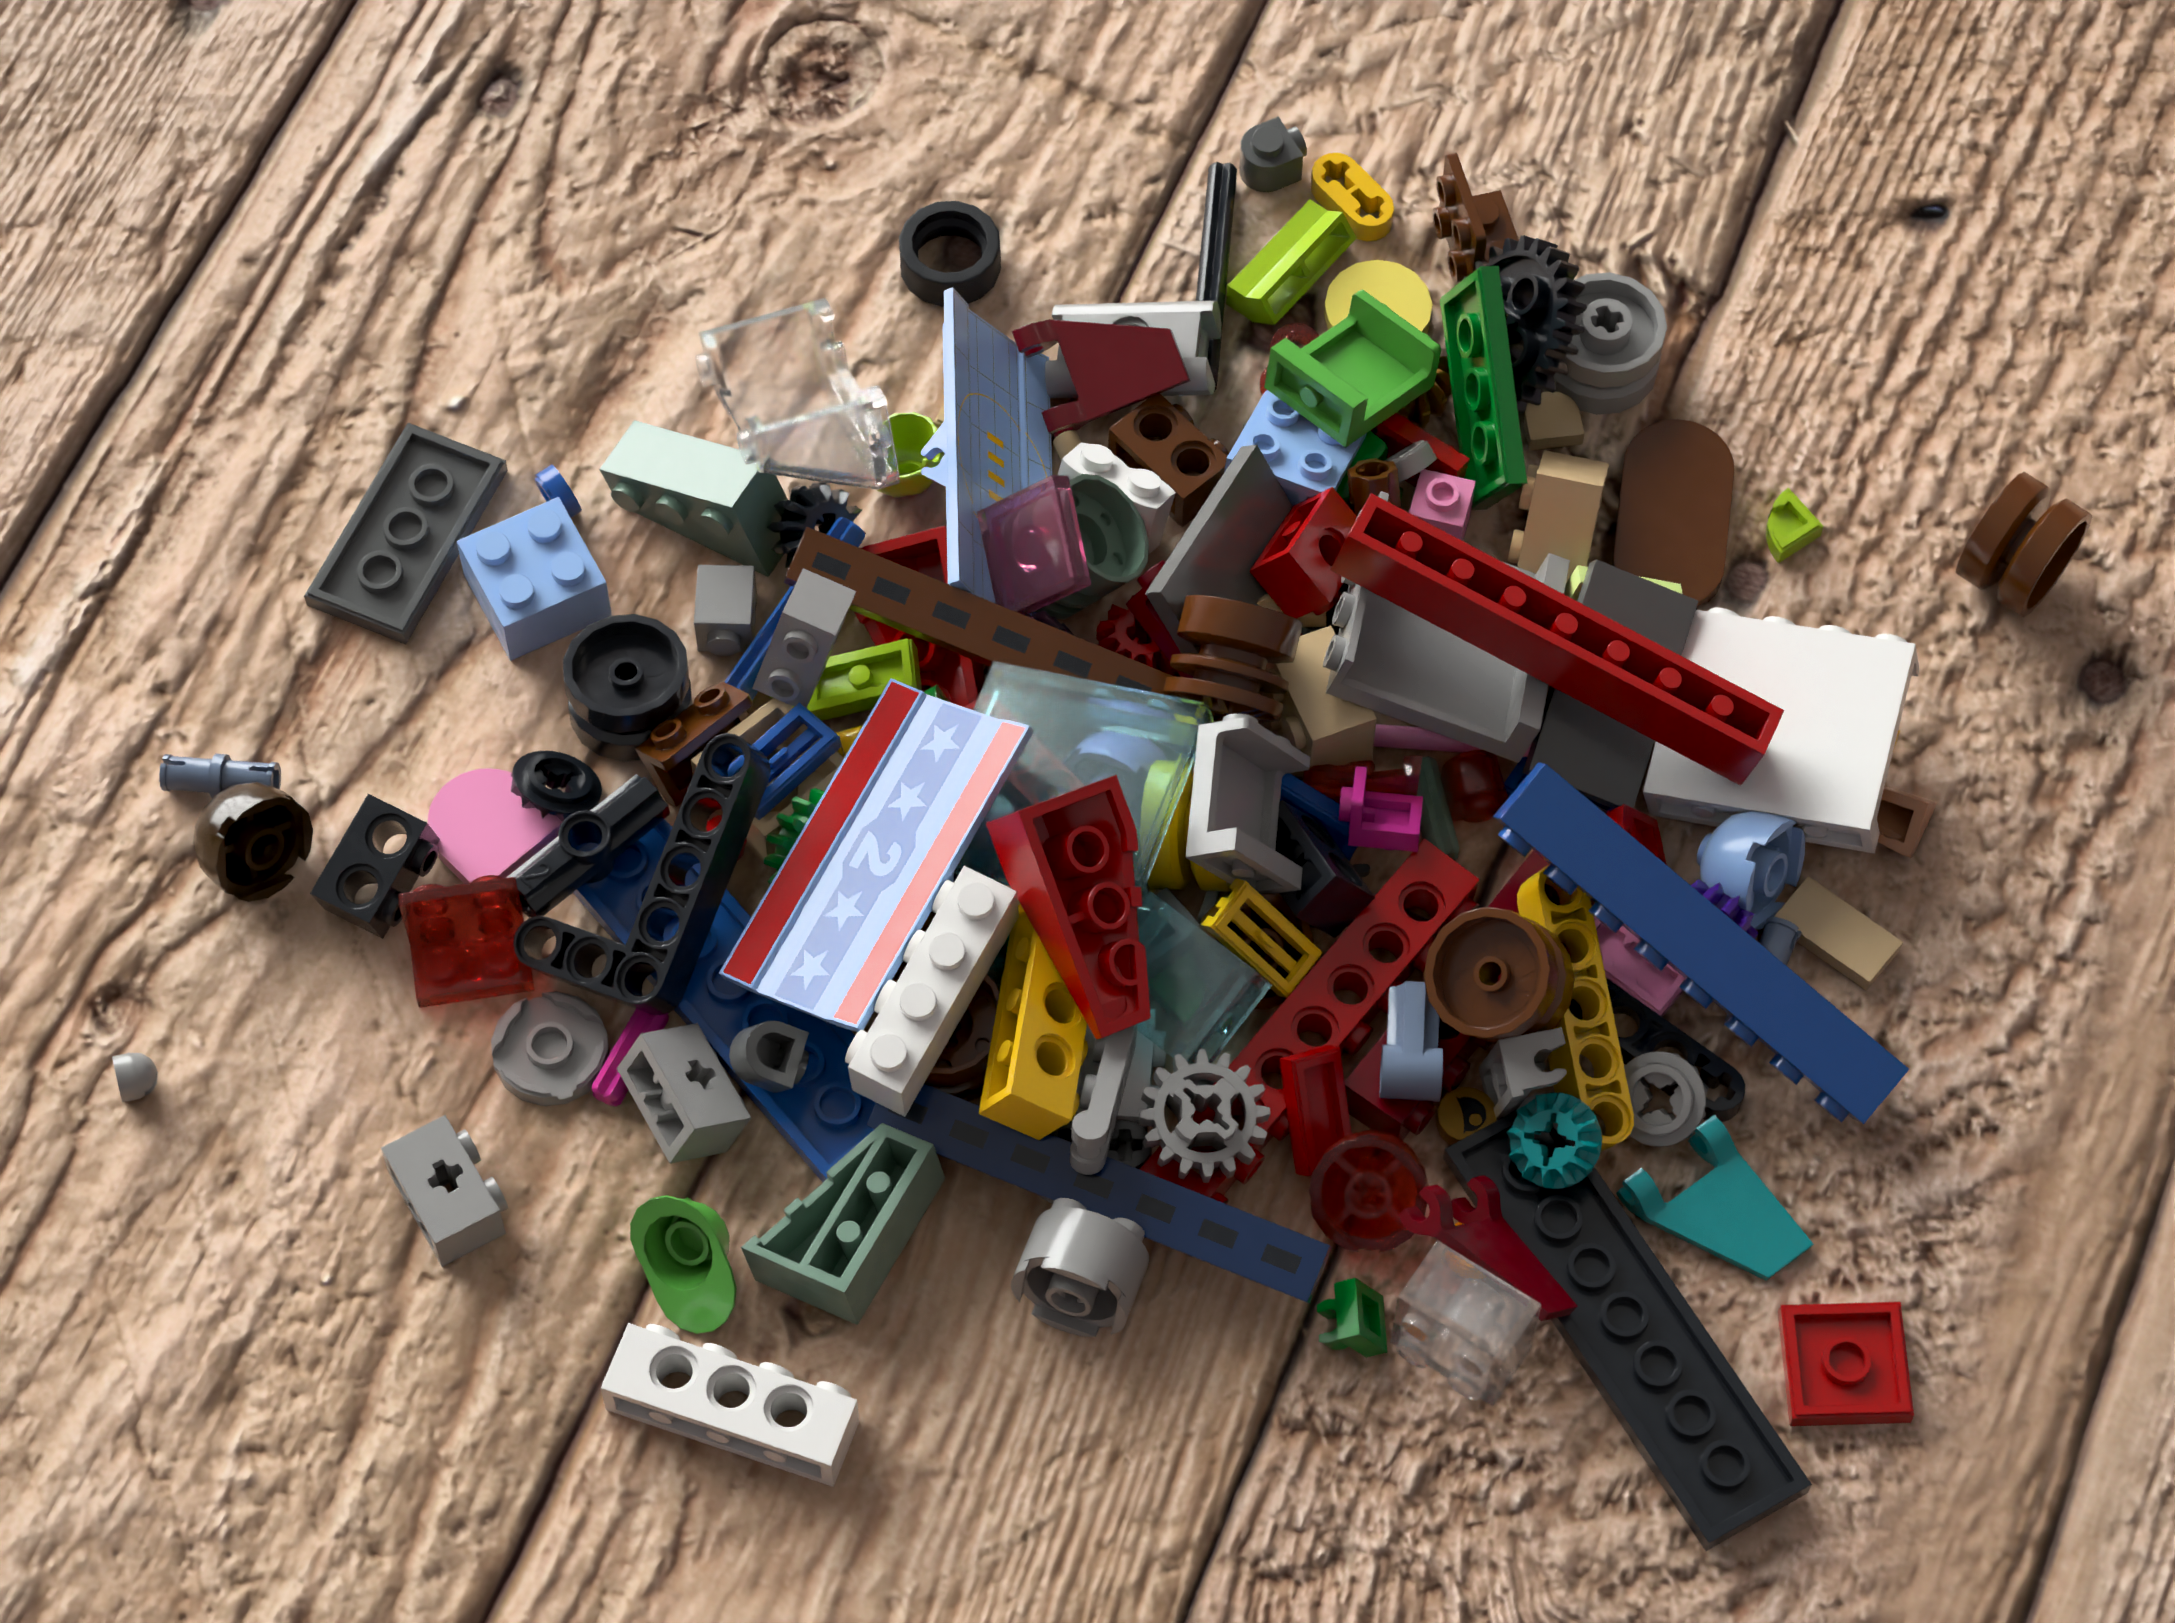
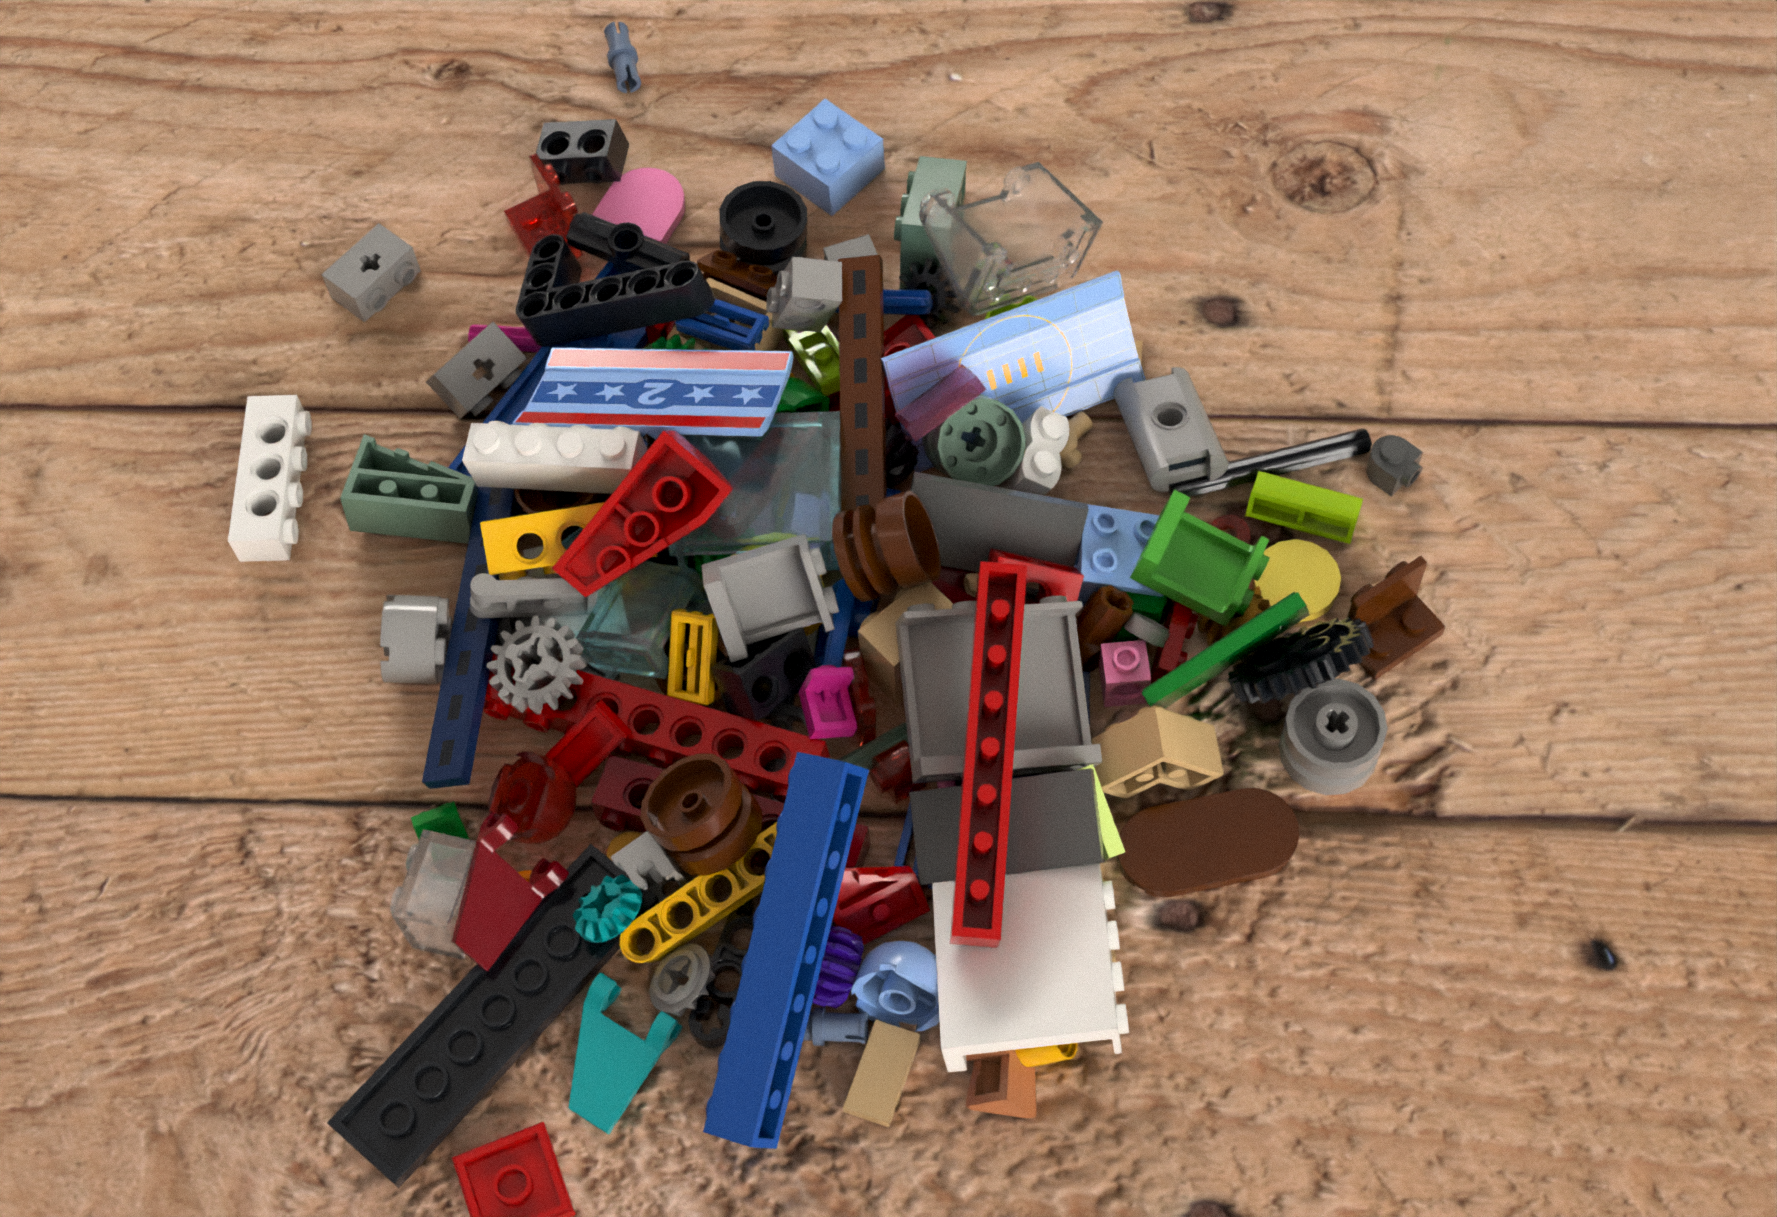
camera: 75 degrees right, 0 degrees up
(135, 1075) = (401, 92): light grey hinge -> none
(252, 839) = (574, 82): dark brown cylinder -> none
(406, 533) = (859, 83): dark grey tile -> none
(549, 1048) = (491, 293): light grey tile -> none
(553, 485) = (902, 148): blue tile -> none
(555, 771) = (696, 227): black gear -> none
(685, 1261) = (371, 413): bright green piece -> none
(770, 1055) = (505, 398): dark grey plate -> none
(949, 219) = (1206, 271): black tyre -> none
(1107, 365) = (1140, 413): dark red flag -> none
(1180, 452) = (1087, 483): reddish brown brick -> none
(1358, 192) = (1396, 535): yellow beam -> none
(1411, 1057) = (626, 783): sand blue piece -> none
(1553, 422) = (1254, 729): tan tile -> none
(1790, 526) = (1239, 931): lime tile -> none
(2023, 544) = (1283, 1104): reddish brown wheel -> none

